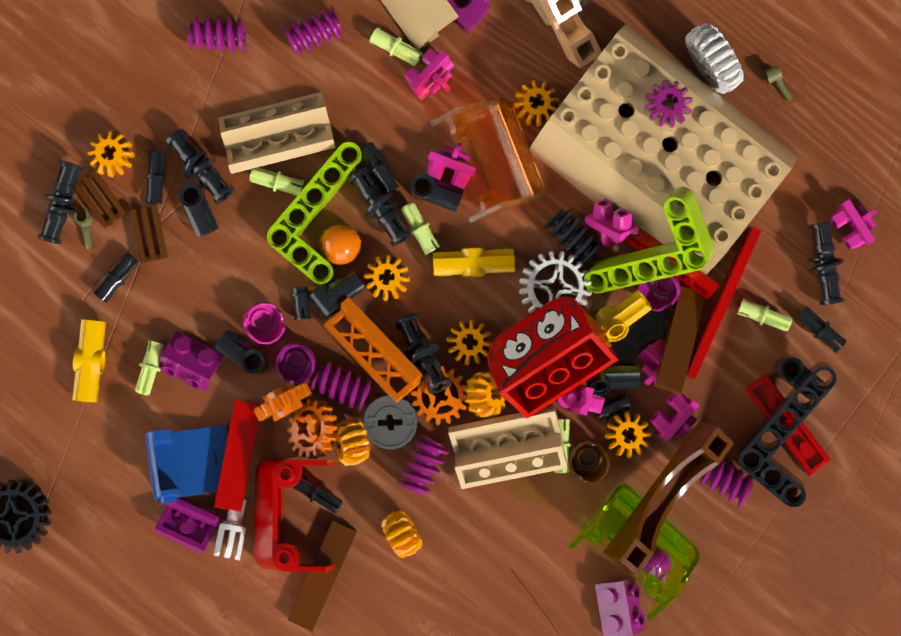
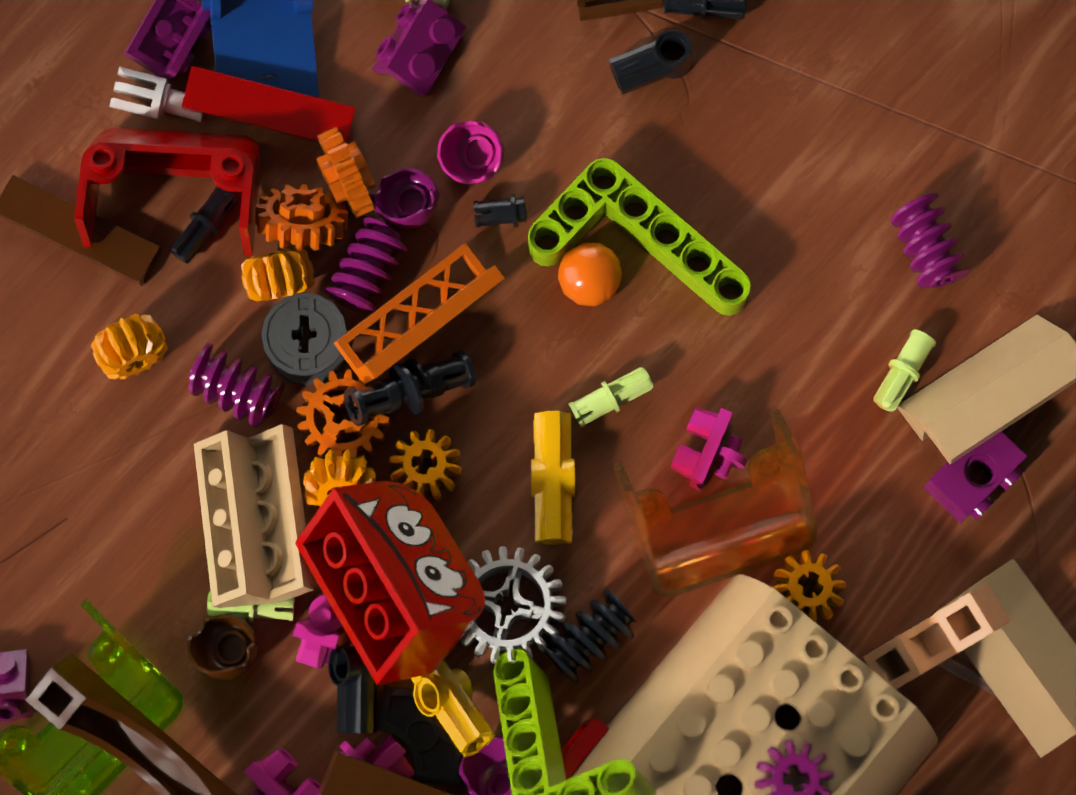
camera: 95 degrees right, 10 degrees down
(199, 167) = (718, 65): black piece -> none
(217, 34) = (924, 98): magenta piece -> none
(240, 352) = (427, 119): black piece -> none
(276, 132) = (769, 184): tan slope -> none
(276, 181) = (693, 179): yellowish green axle -> none
(329, 297) = (509, 253): black piece -> none
(378, 168) = (709, 337): black axle -> none
(379, 206) = (647, 333): black piece -> none
(380, 271) = (549, 335): light orange gear -> none
(433, 76) = (855, 424): dark pink hips -> none
(439, 192) = (666, 426): black piece -> none
(611, 226) = (605, 692): dark pink hips -> none
(614, 406) = (308, 690): black pin -> none
(619, 438) = (259, 697): light orange gear -> none
(659, 564) = (50, 748): magenta hair -> none

